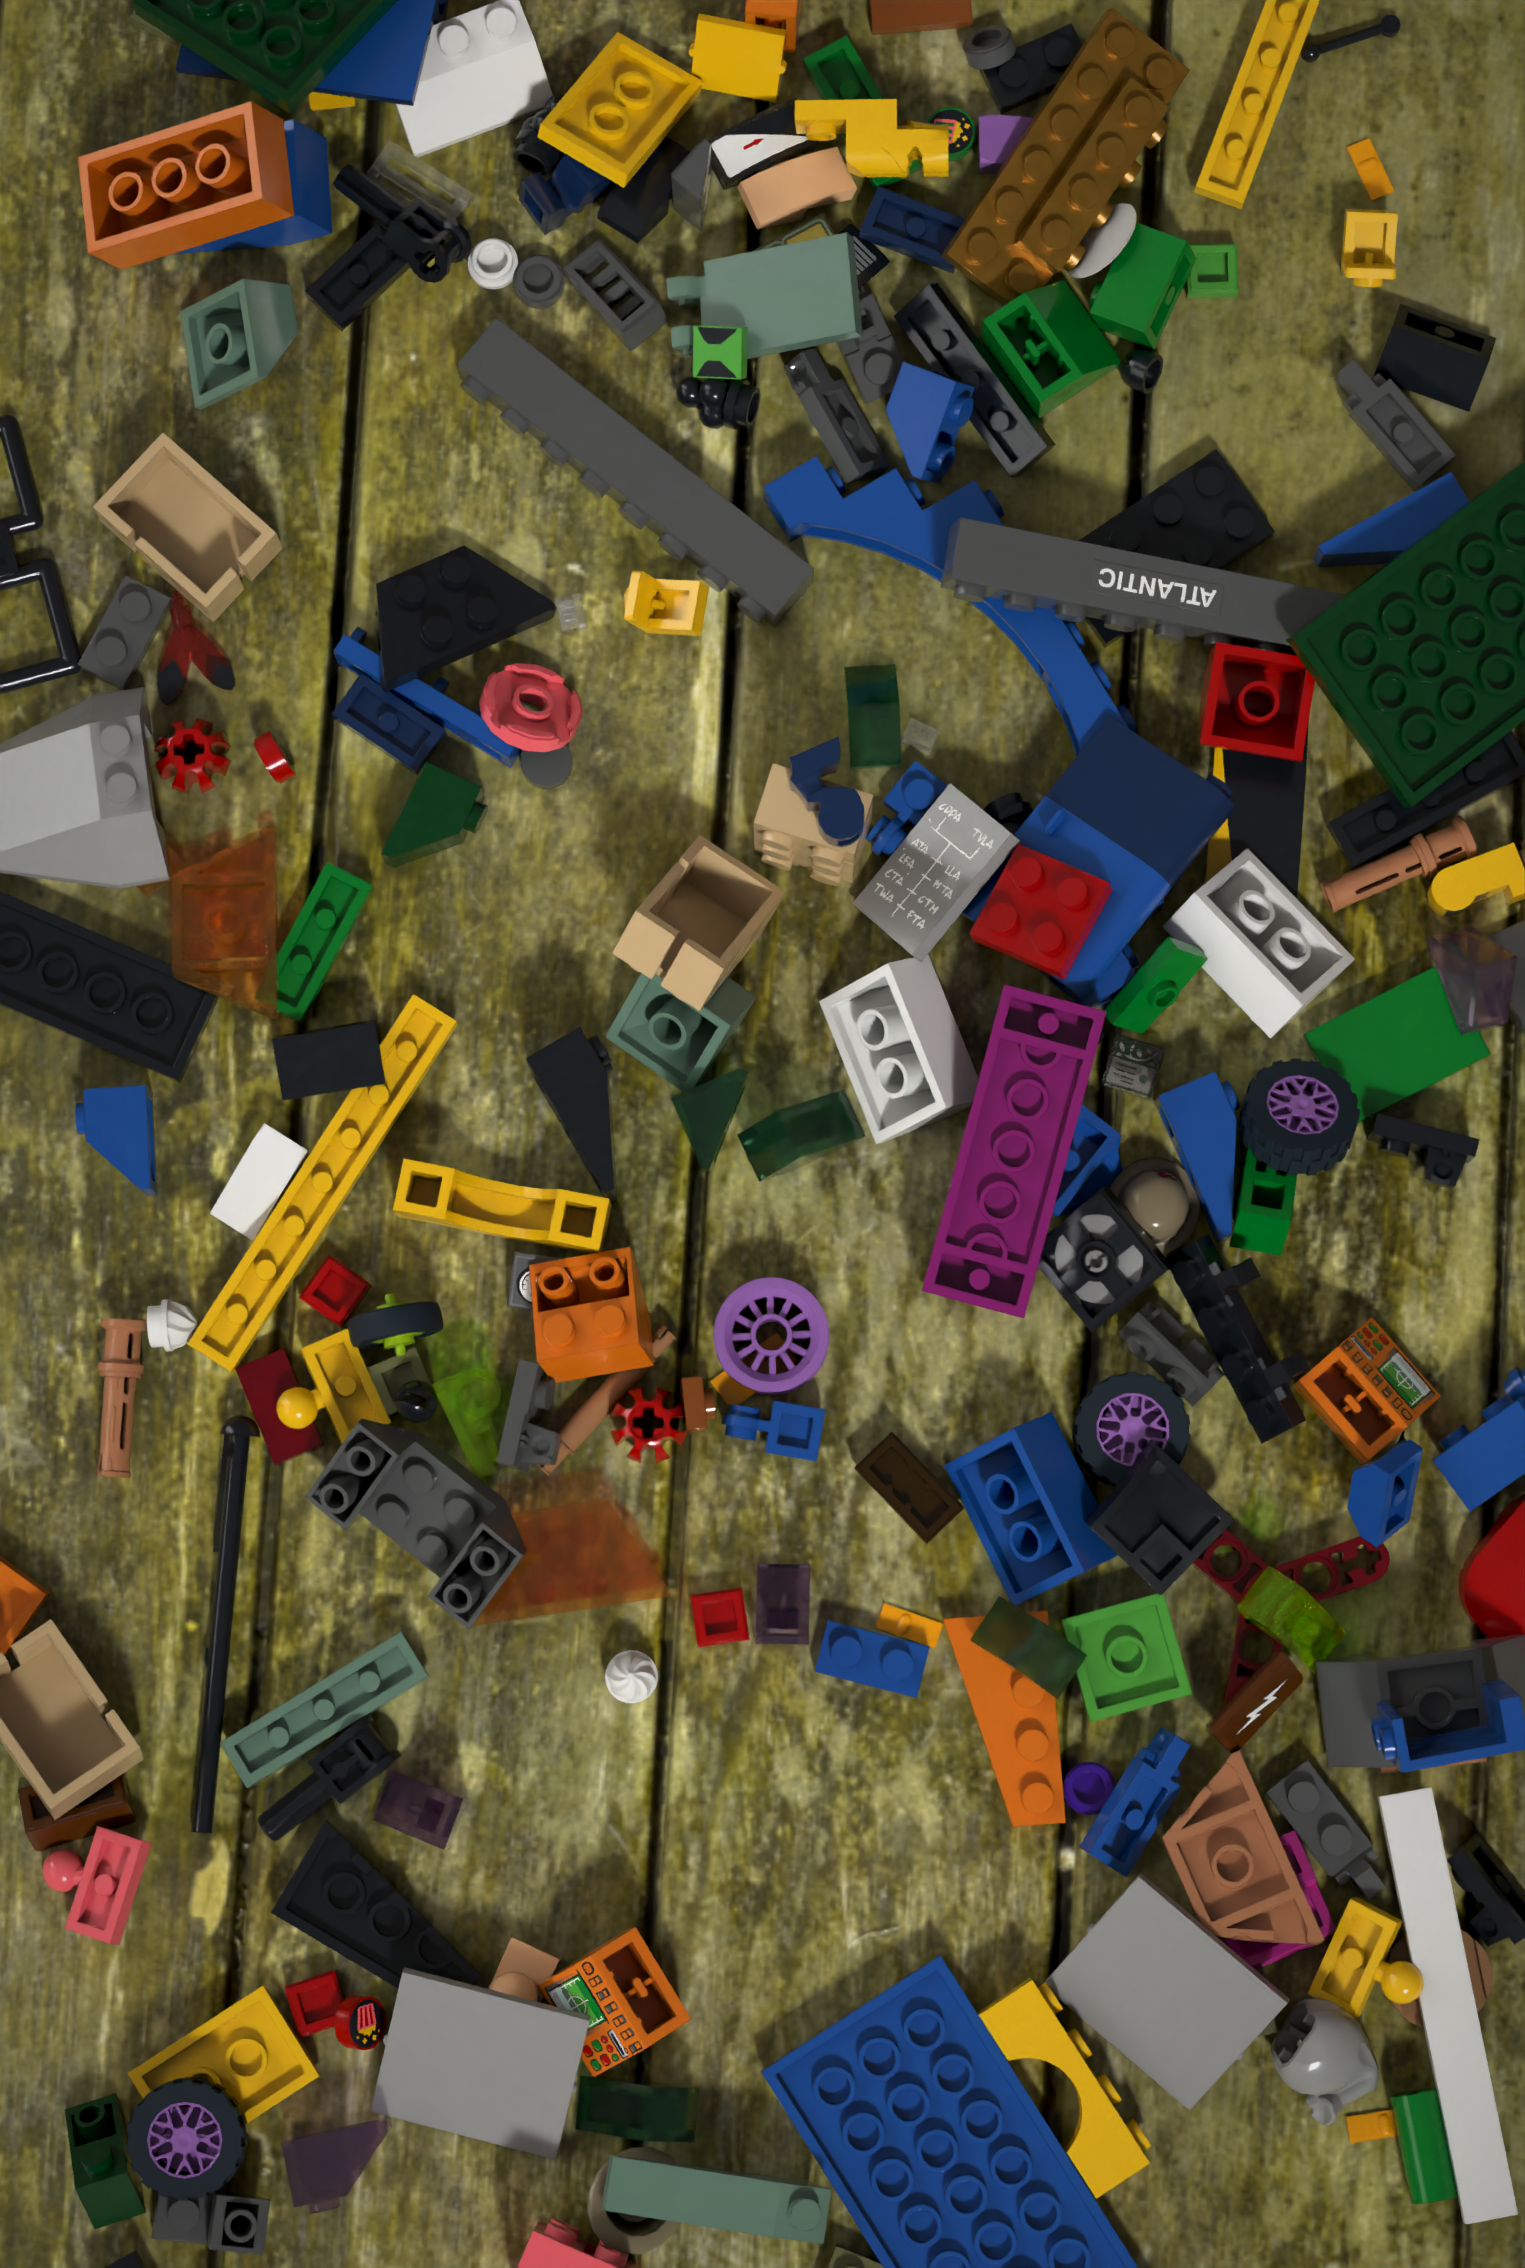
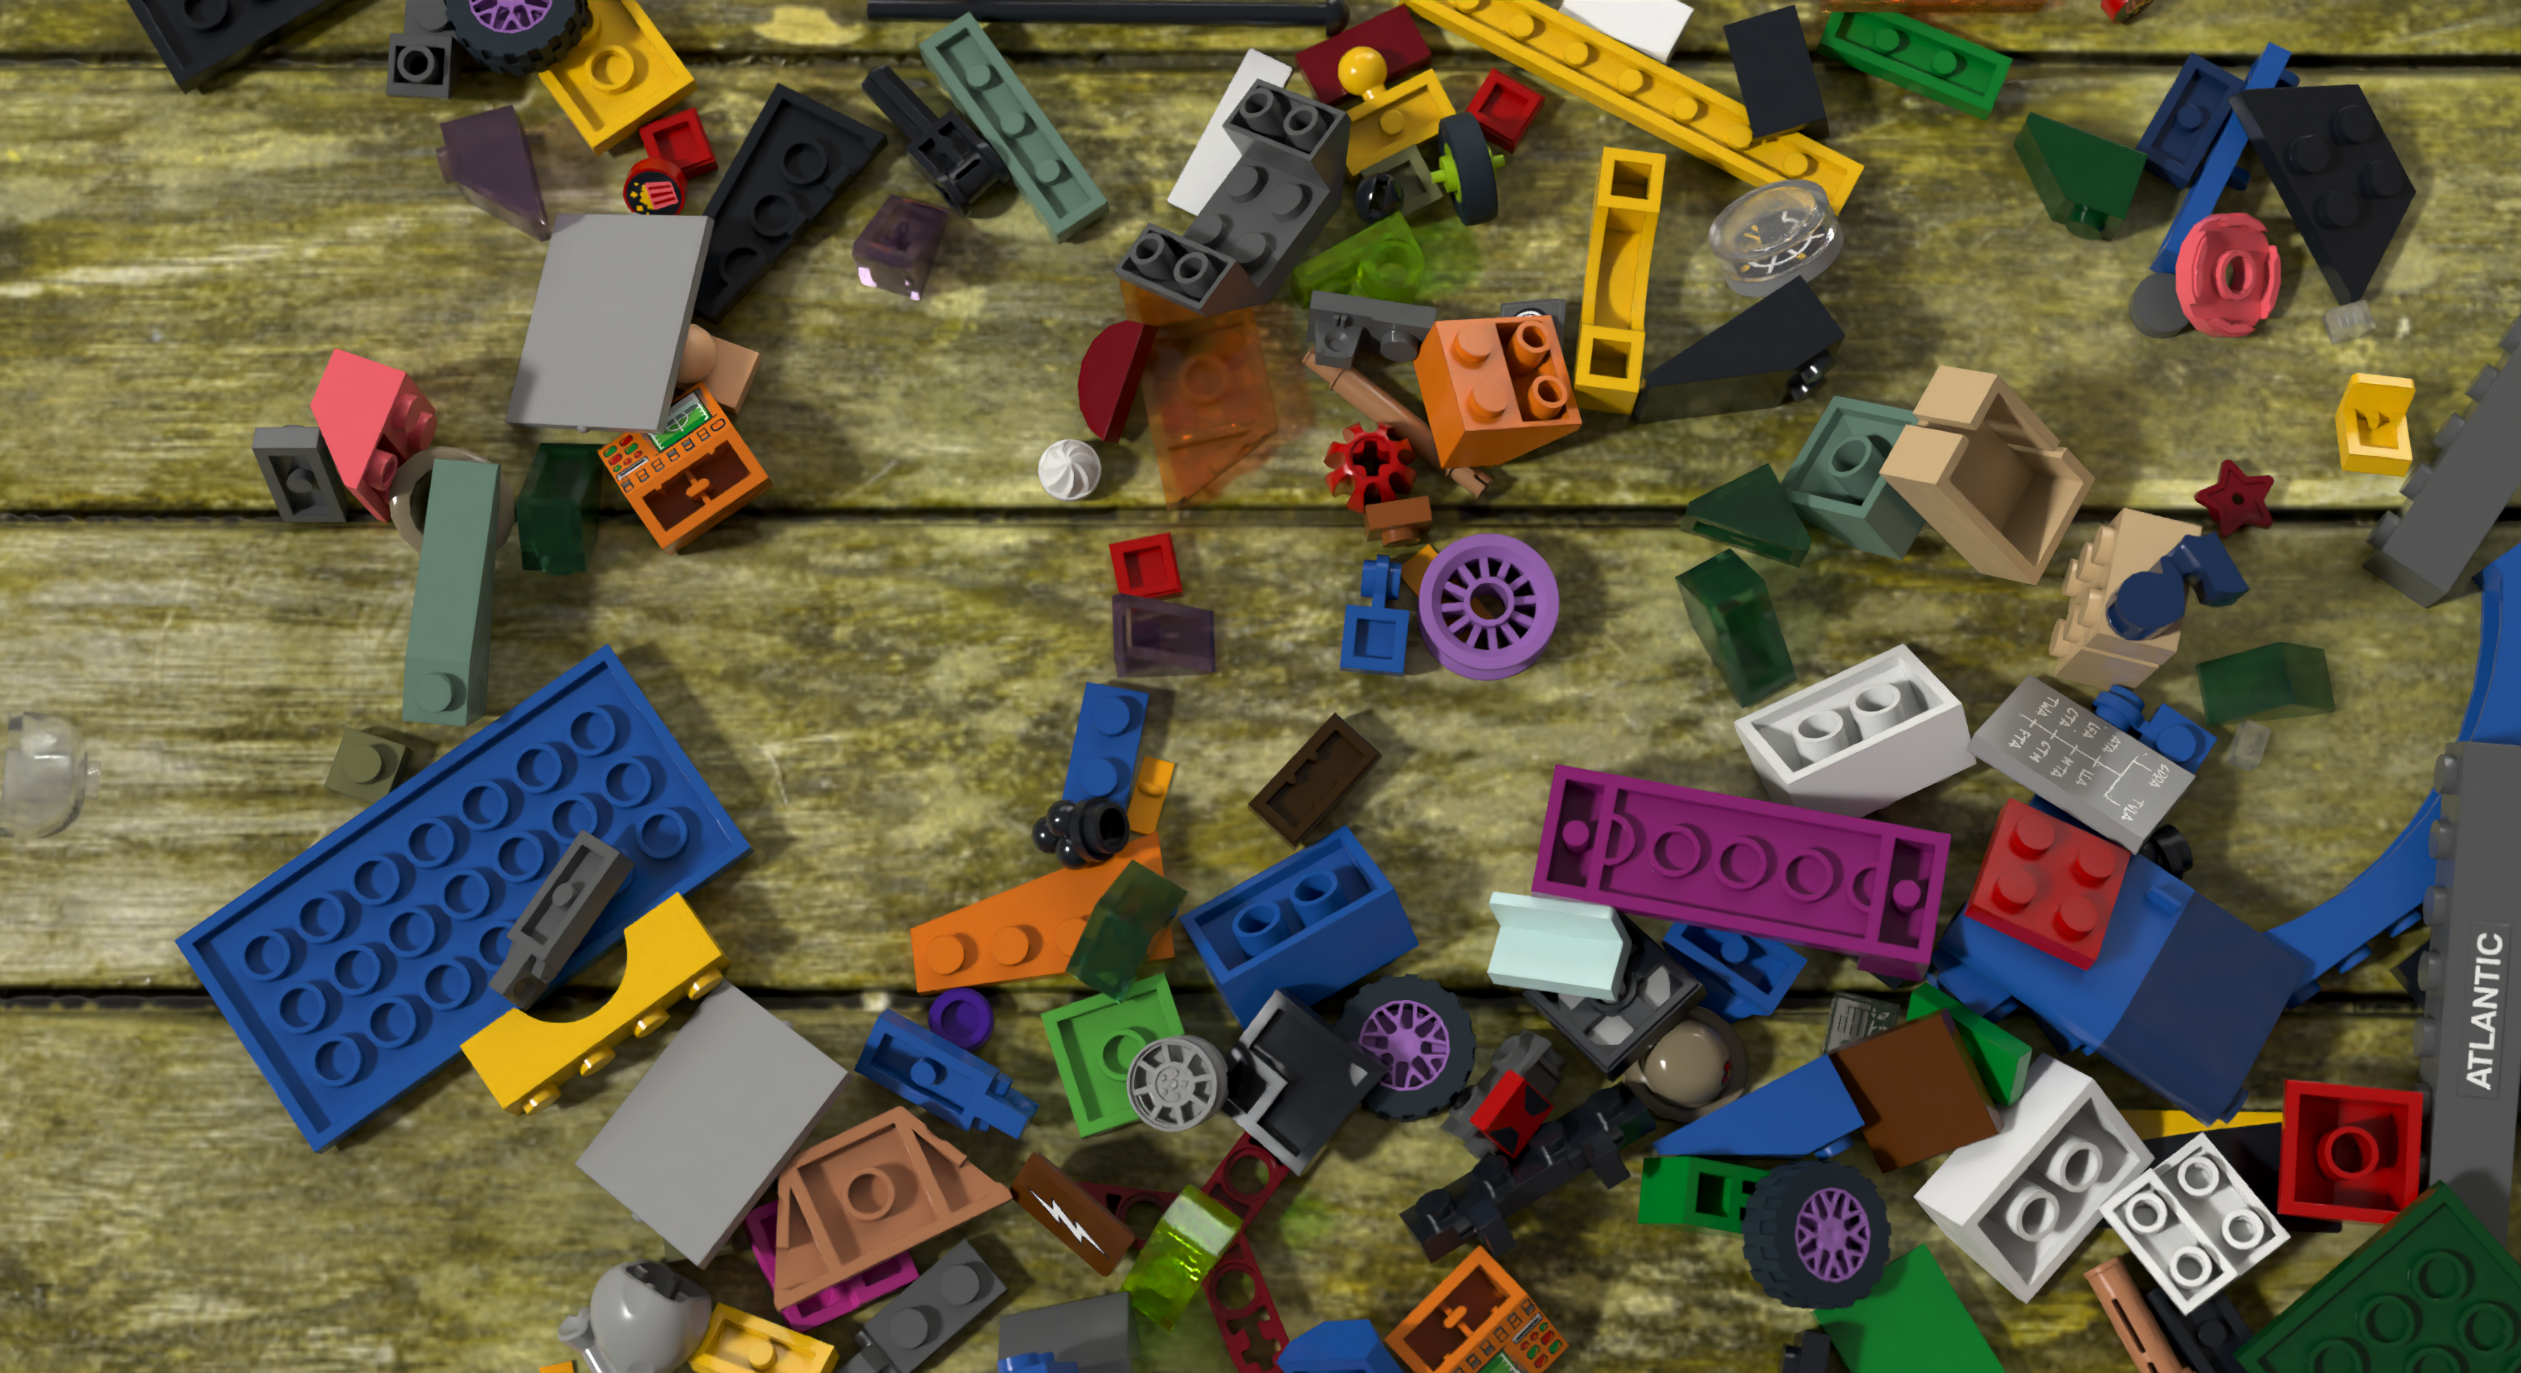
camera: 85 degrees right, 5 degrees down
(360, 1541) = (1215, 151): none -> white sticker
(476, 1073) = (1775, 237): none -> clear piece
(554, 1636) = (1112, 375): none -> dark red tile
(714, 735) = (2230, 515): none -> dark red plate
(944, 1680) = (1082, 831): none -> black piece
(994, 2112) = (559, 918): none -> dark grey hinge
(1062, 1300) = (1558, 946): none -> light aqua panel
(1157, 1610) = (1177, 1082): none -> light grey wheel
(1190, 1029) = (1916, 1090): none -> reddish brown tile
(1193, 1348) = (1511, 1113): none -> red tile
(1303, 825) = (2194, 1224): none -> white slope

